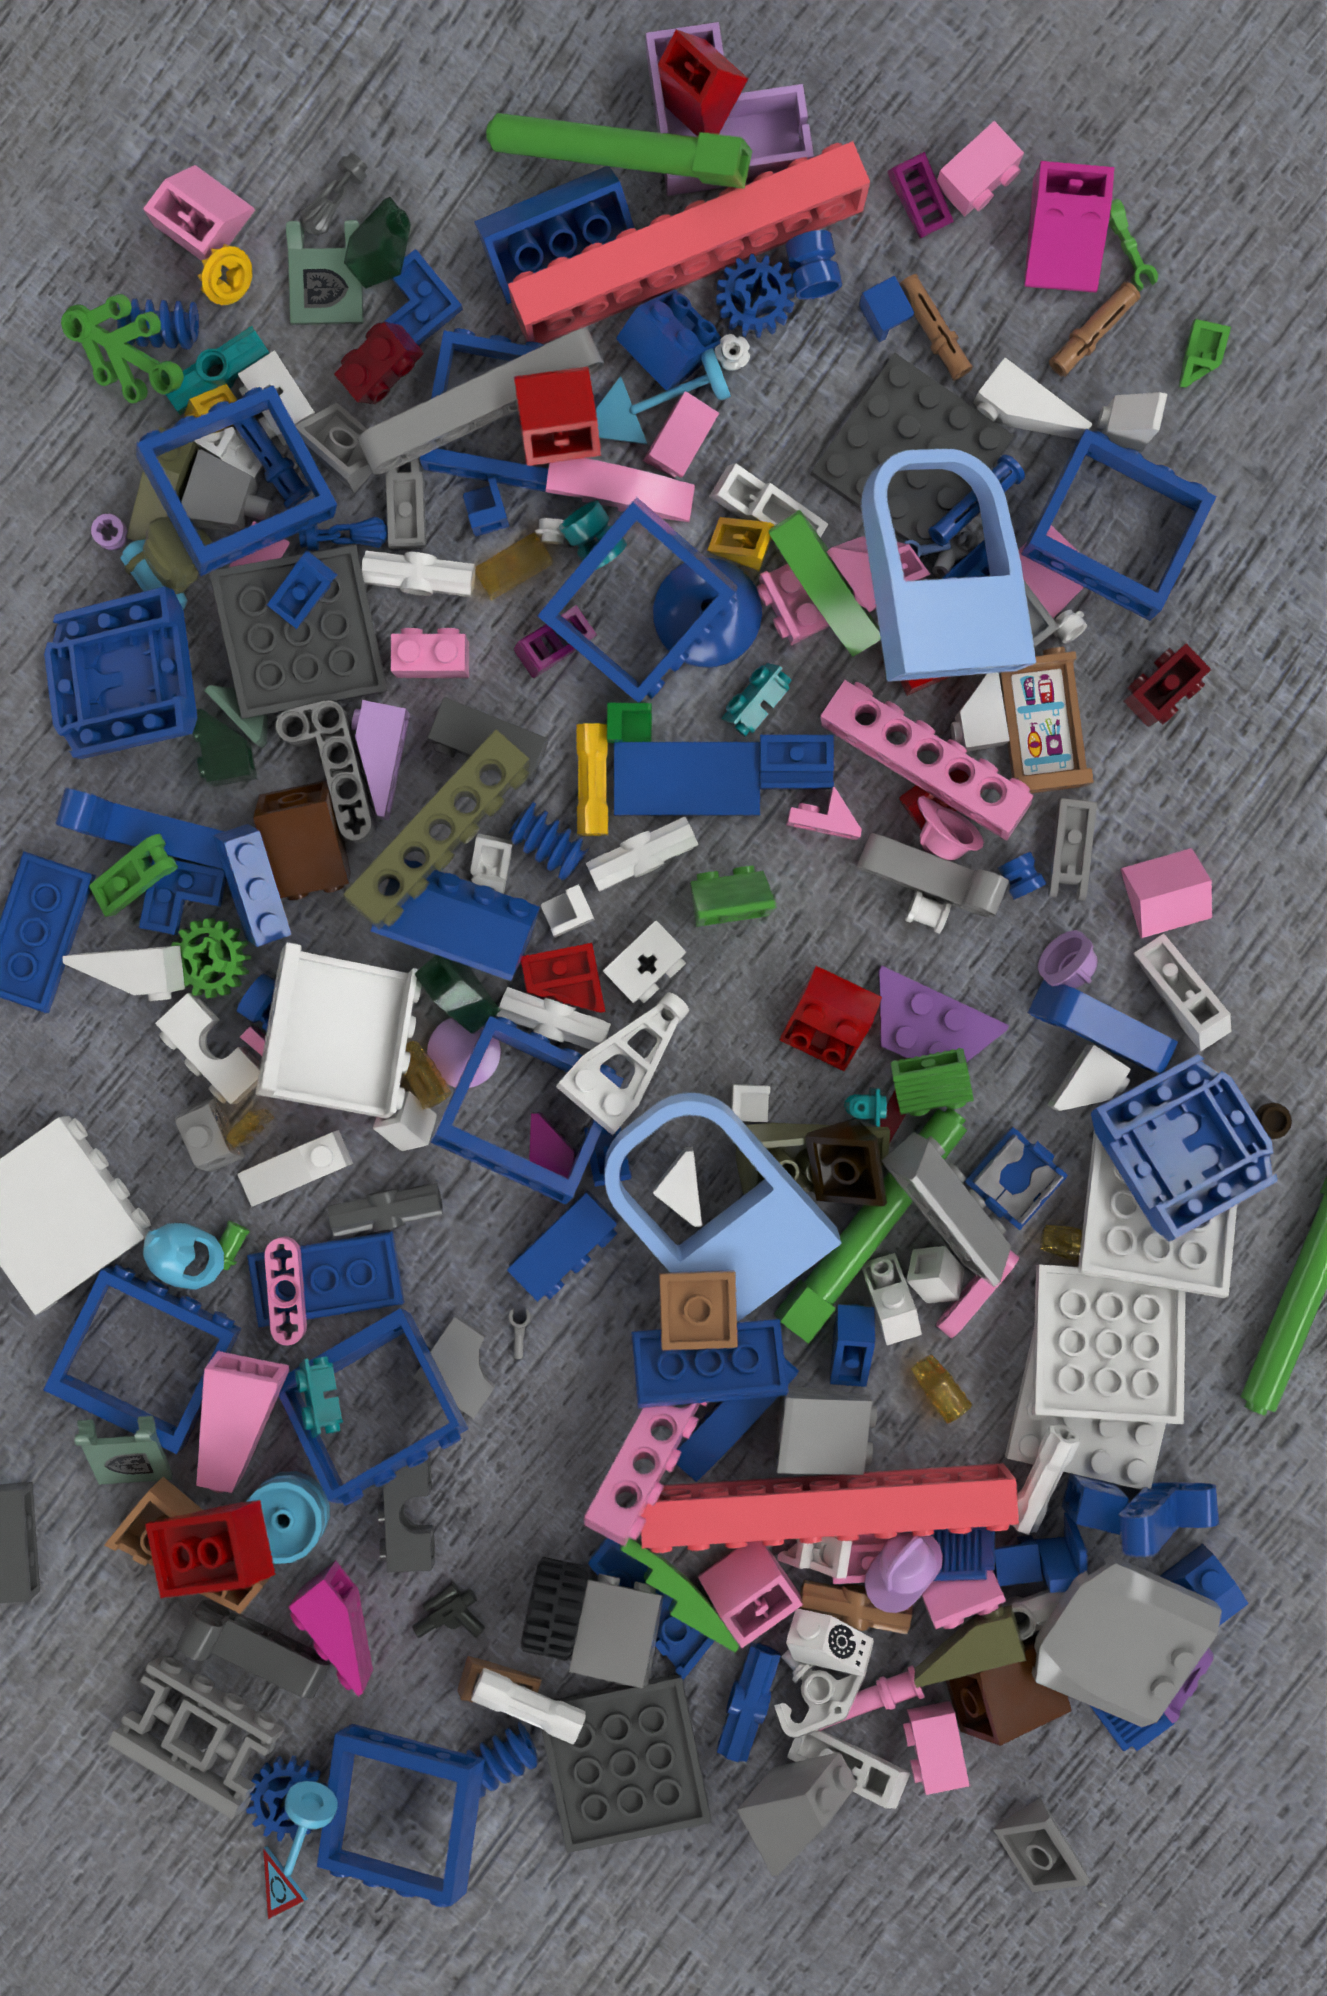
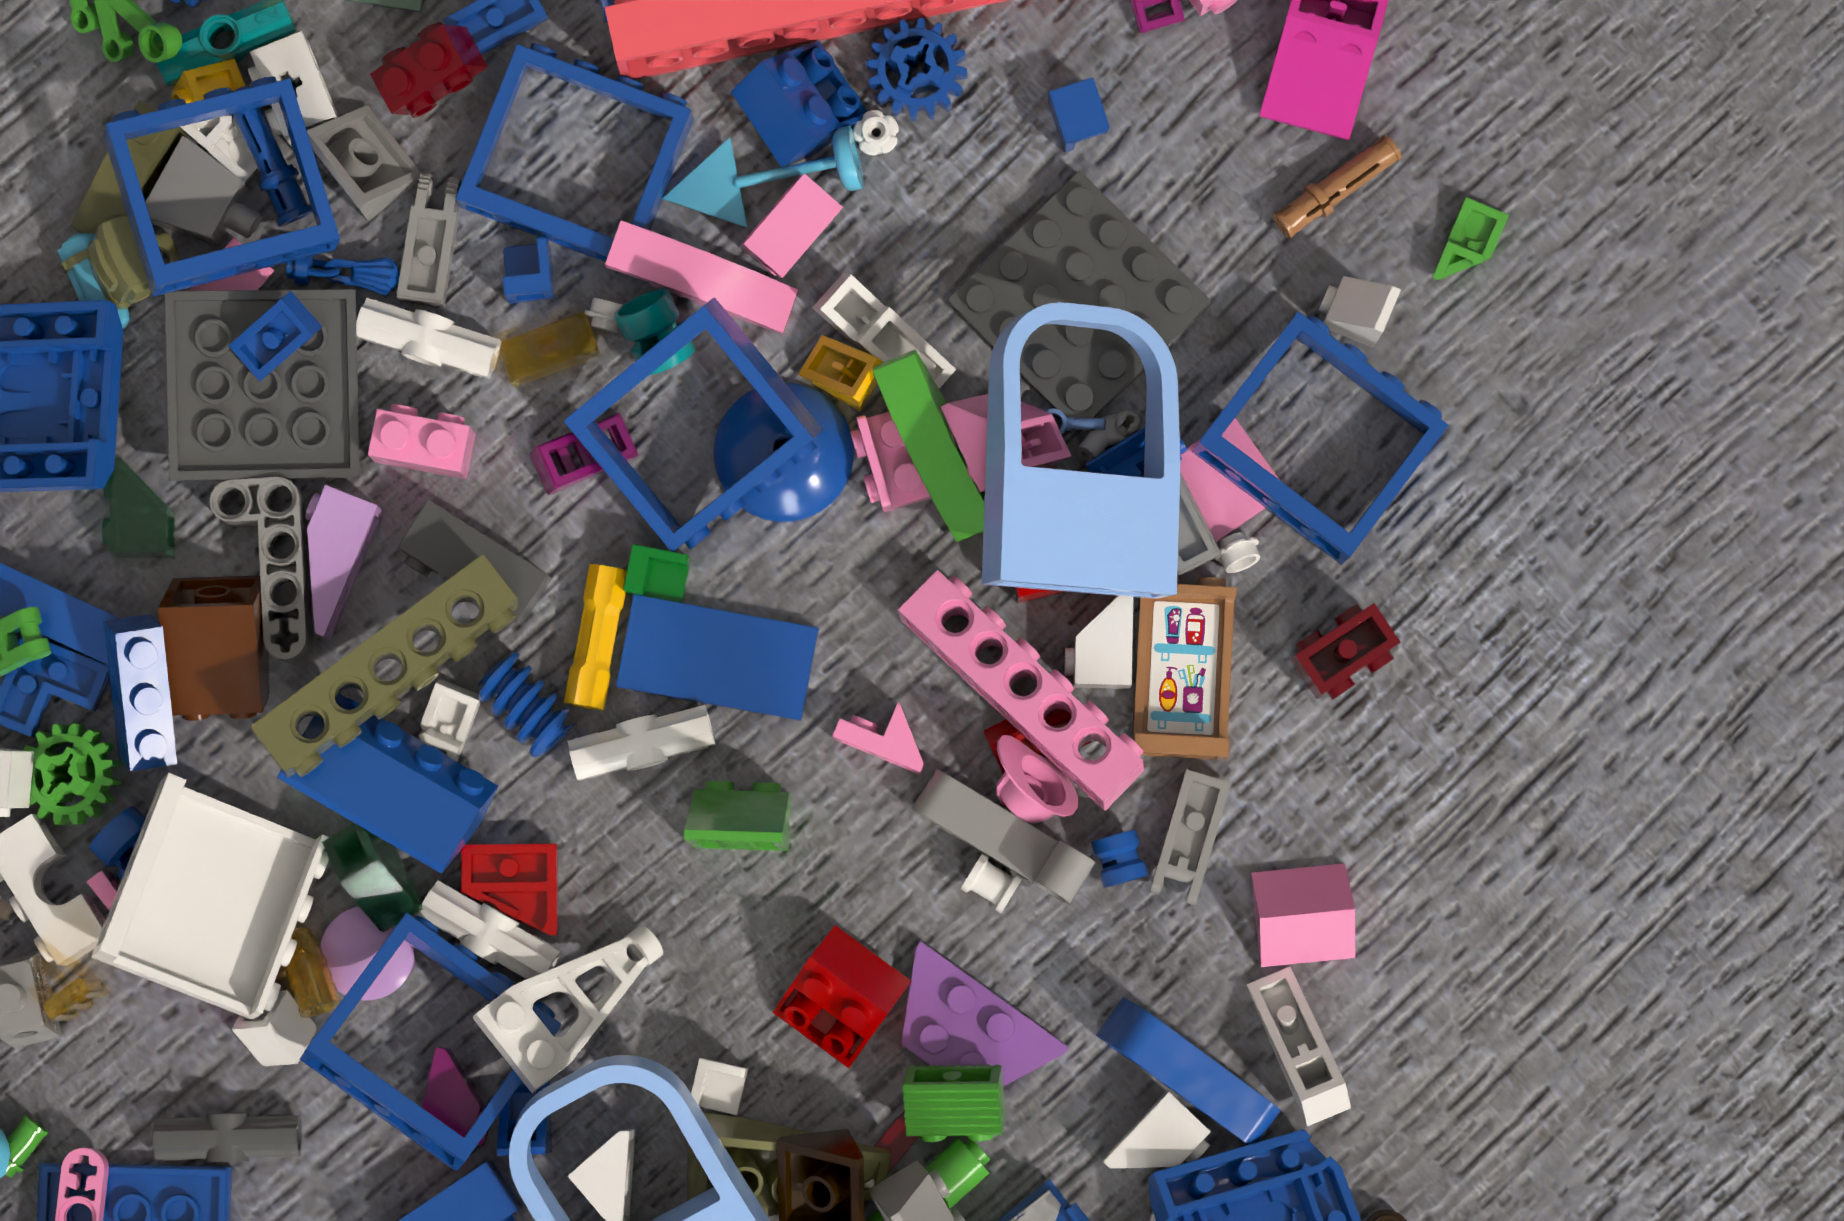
camera: 15 degrees right, 5 degrees down
(101, 522) = (39, 224): lavender bush -> none
(253, 727) = (182, 494): sand green slope -> none
(295, 1168) = (123, 1062): white slope -> none
(470, 404) = (544, 142): light grey beam -> none
(557, 416) = (634, 180): red slope -> none
(567, 911) = (534, 798): white panel -> none
(652, 942) = (592, 883): white brick -> none
(746, 708) = (835, 559): teal hinge -> none
(796, 761) = (860, 661): blue plate -> none
(811, 258) = (996, 44): blue wheel -> none
(867, 1106) = (864, 1117): teal hinge -> none
(943, 340) = (1143, 166): medium nougat pin -> none
(946, 527) = (1100, 404): blue pin -> none
(1023, 403) = (1227, 262): white slope -> none
(1068, 960) = (1157, 979): lavender piece -> none
(1119, 225) = (1390, 55): bright green piece -> none

